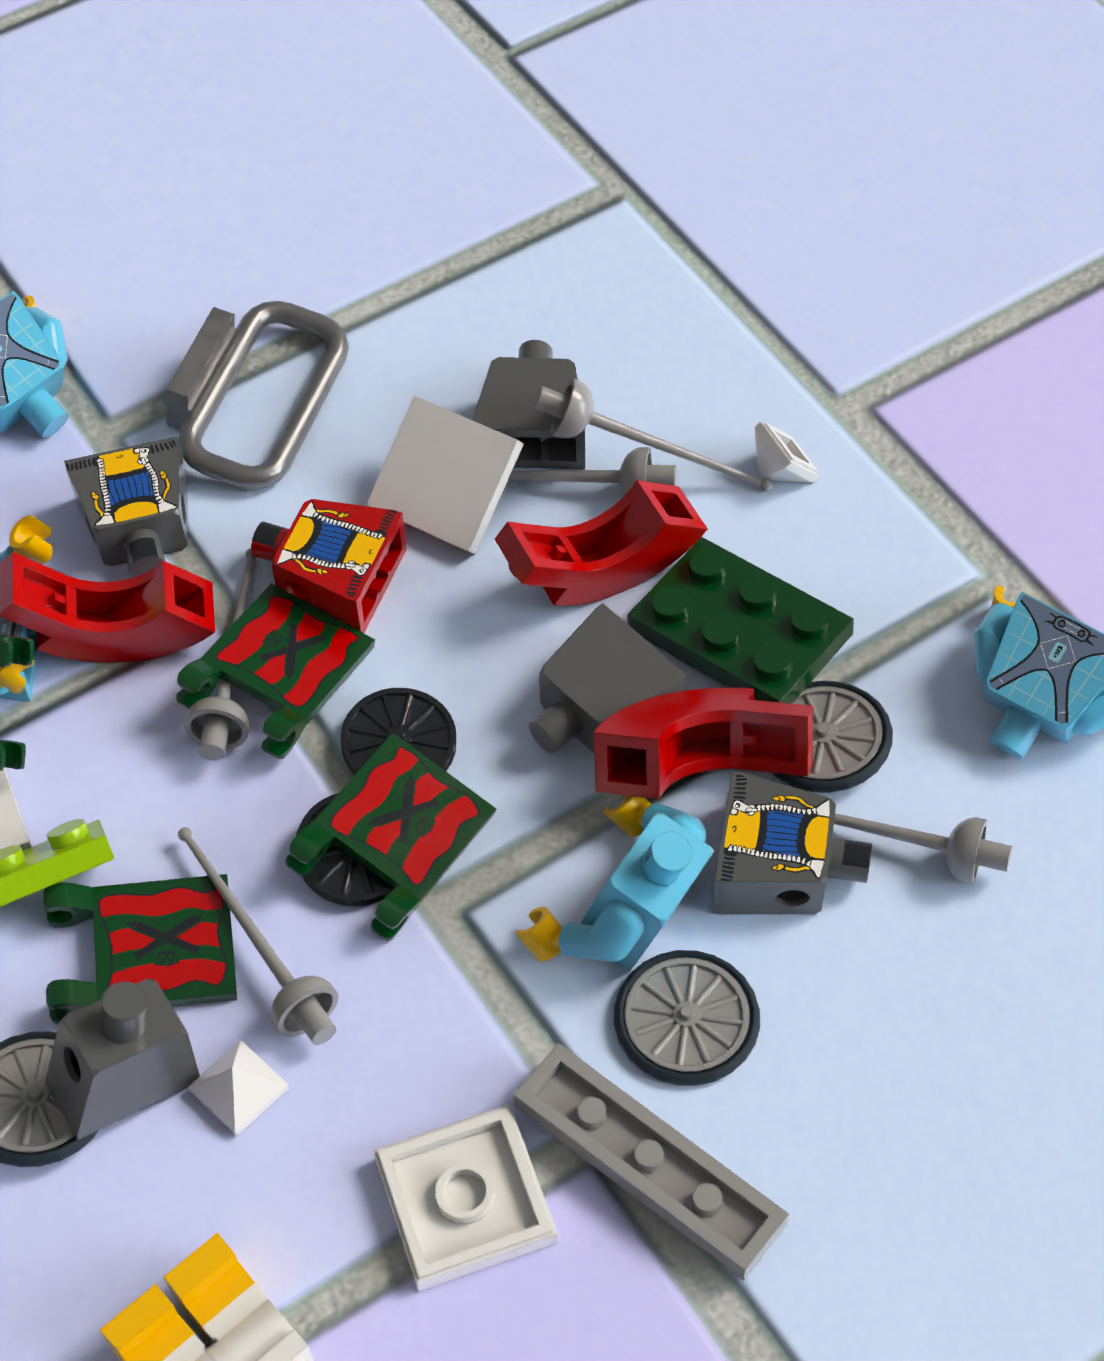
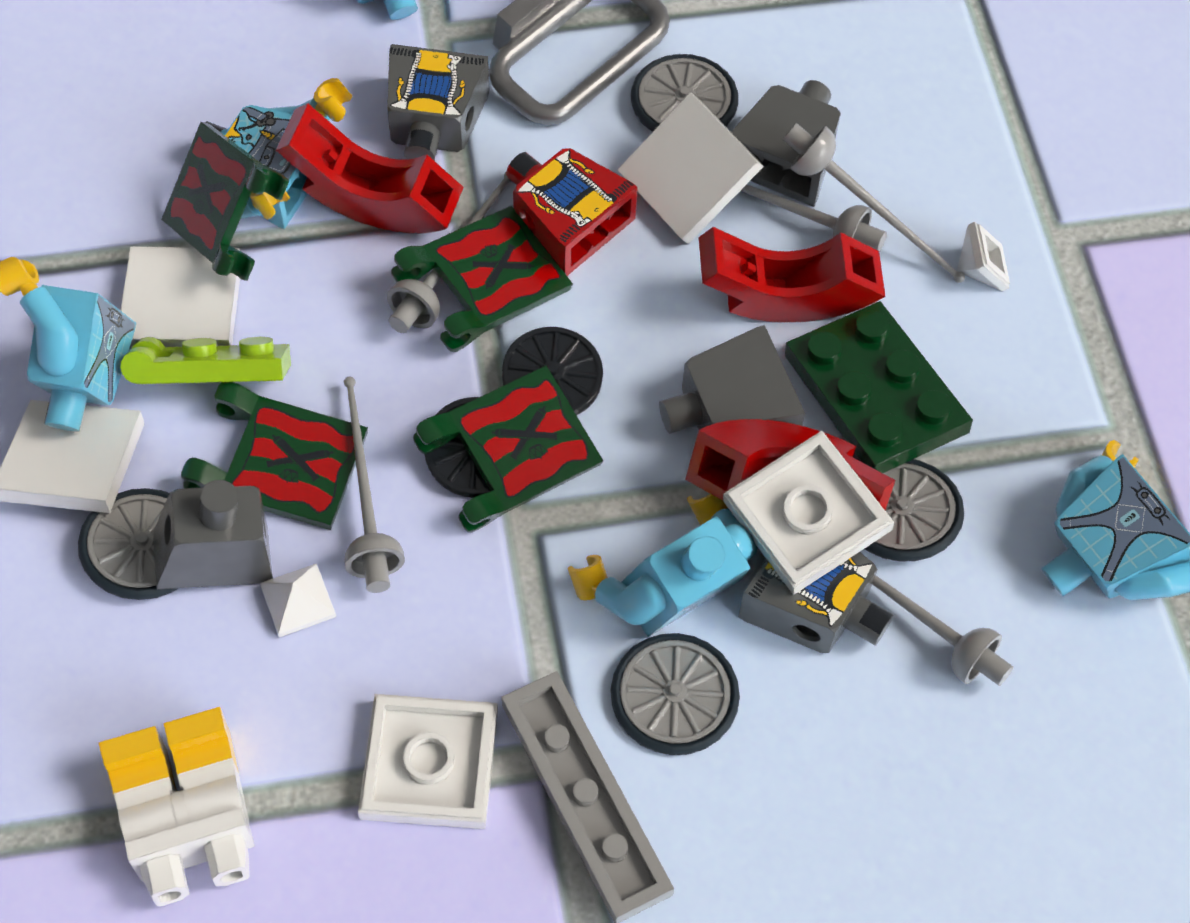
camera: 20 degrees right, 5 degrees up
(380, 395) = (671, 78): none -> light grey wheel
(742, 772) = (808, 512): none -> white tile

